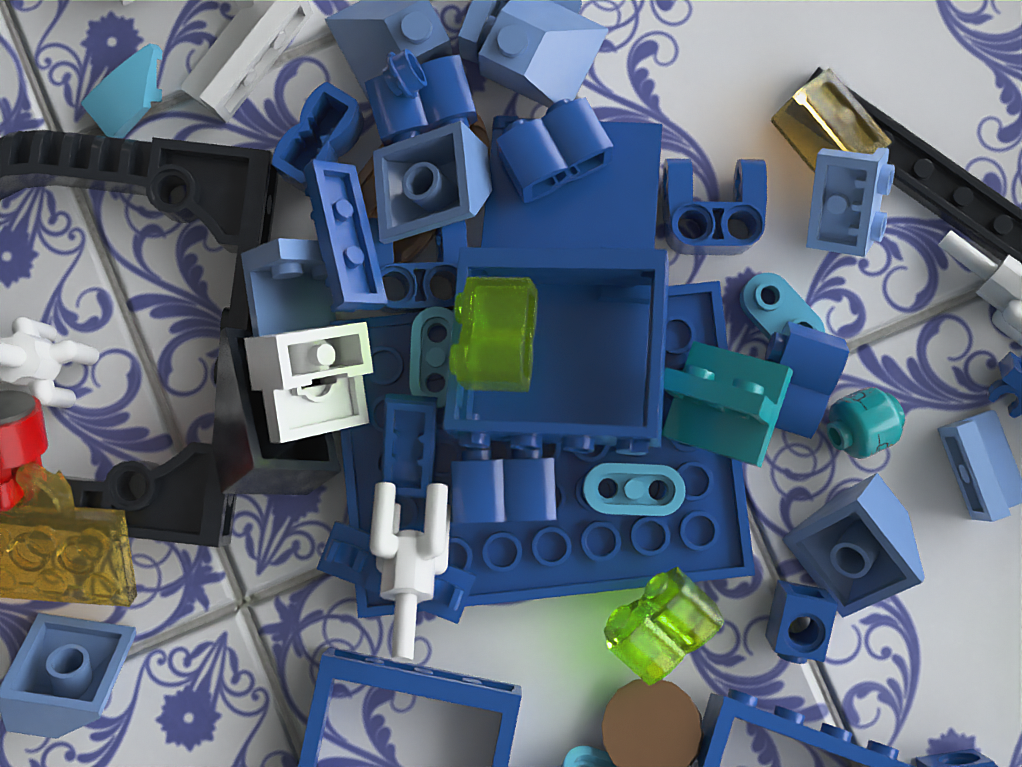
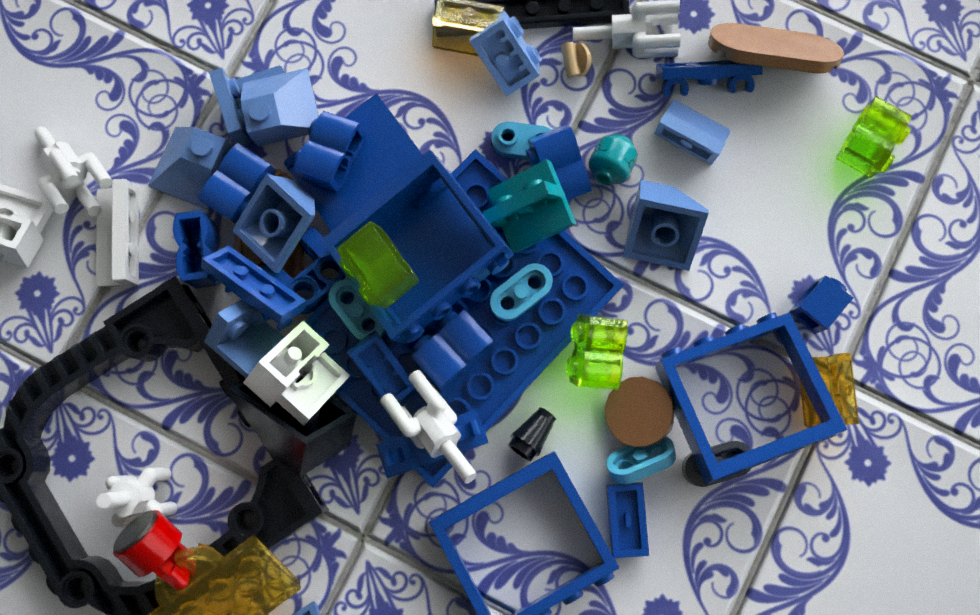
camera: 35 degrees left, 5 degrees down
(126, 93) = (68, 313): medium azure slope -> none
(404, 74) = (215, 174): blue plate -> none
(514, 652) = (532, 434): none -> black cone
(712, 217) = (442, 119): blue piece -> none
(797, 601) = (653, 286): blue brick -> none
(923, 271) = (576, 59): none -> tan plate

